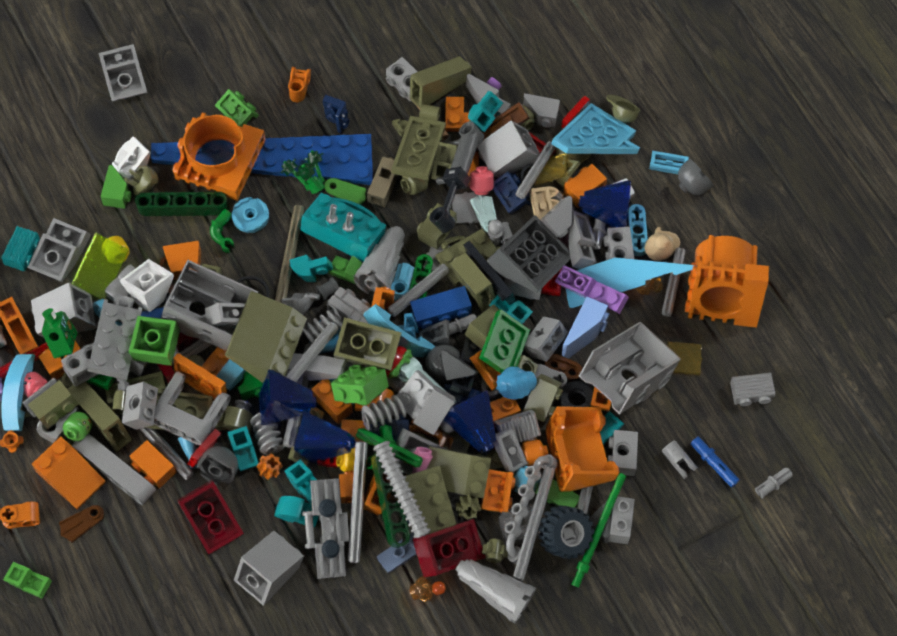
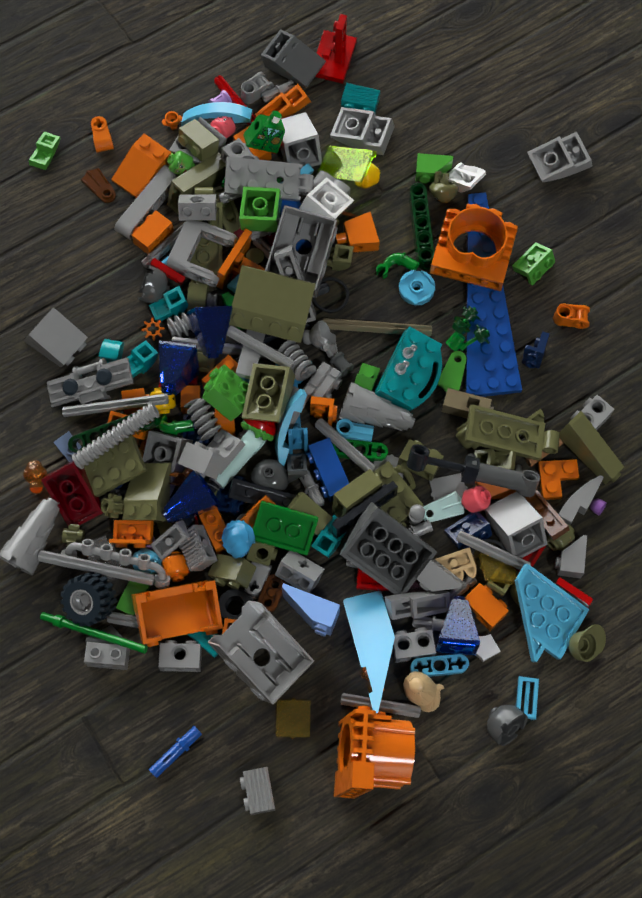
camera: 85 degrees right, 5 degrees up
(210, 516) = (104, 284): dark red slope -> none
(308, 269) = (360, 343): teal brick -> none
(401, 453) = (163, 426): green axle -> none
(426, 455) = (155, 456): bright pink cone -> none
(455, 367) = (254, 482): dark grey slope -> none
(484, 111) = (554, 492): teal brick -> none
(588, 287) = (356, 615): medium lavender slope -> none
(676, 455) = (176, 714): light grey hinge -> none
(773, 482) = (154, 814): light grey axle -> none

